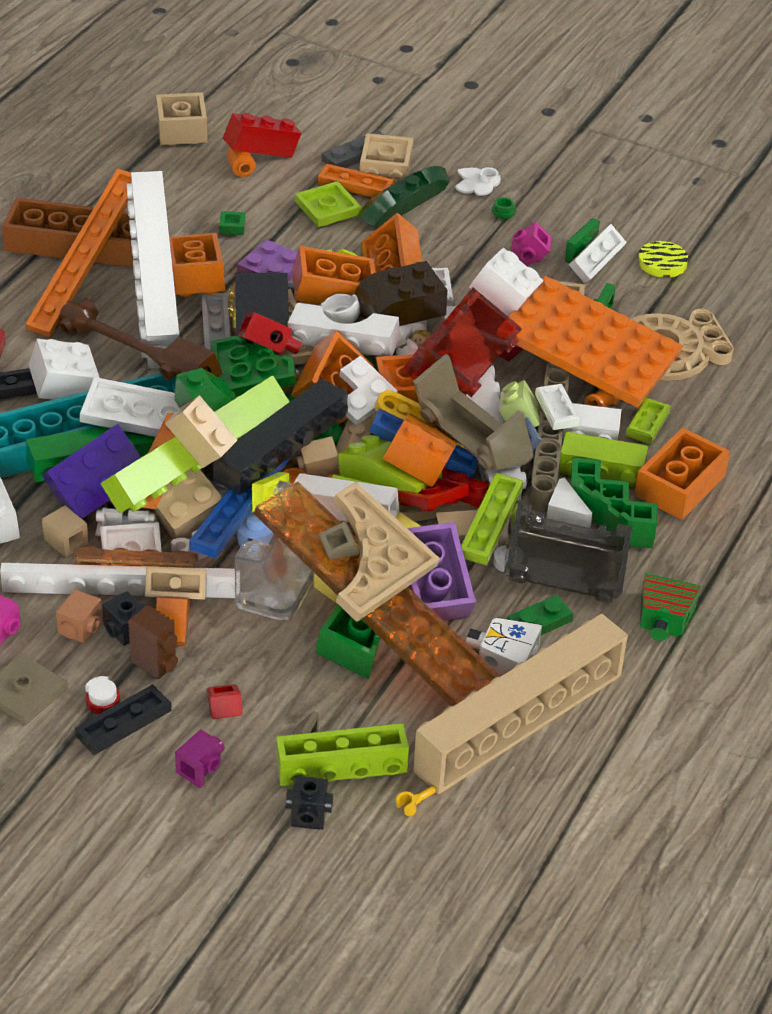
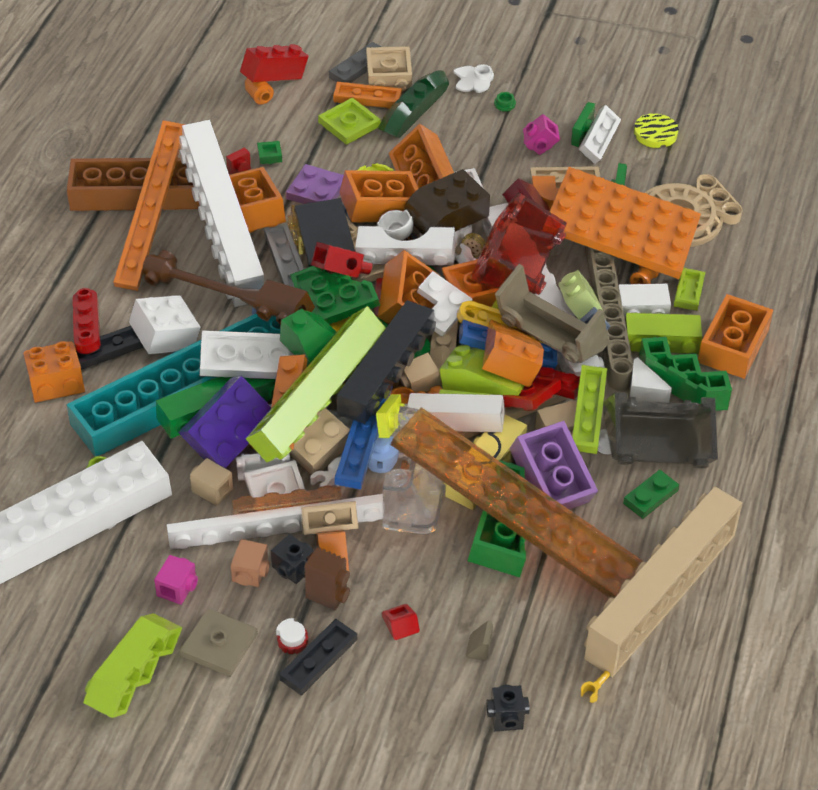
camera: 10 degrees left, 5 degrees up
(181, 118) = (195, 56): tan brick -> none
(195, 224) = (238, 161): none -> red plate
(198, 757) = (397, 682): magenta brick -> none
(201, 431) = (324, 374): tan brick -> none
(339, 542) = (472, 459): dark tan slope -> none
(343, 753) = (523, 657): lime brick -> none
(388, 553) = (517, 461): tan plate -> none
(506, 281) = (539, 179): white brick -> none
(506, 643) = (633, 527): white torso -> none
(557, 406) = (614, 291): white plate -> none
(667, 605) = (756, 464): green torso -> none

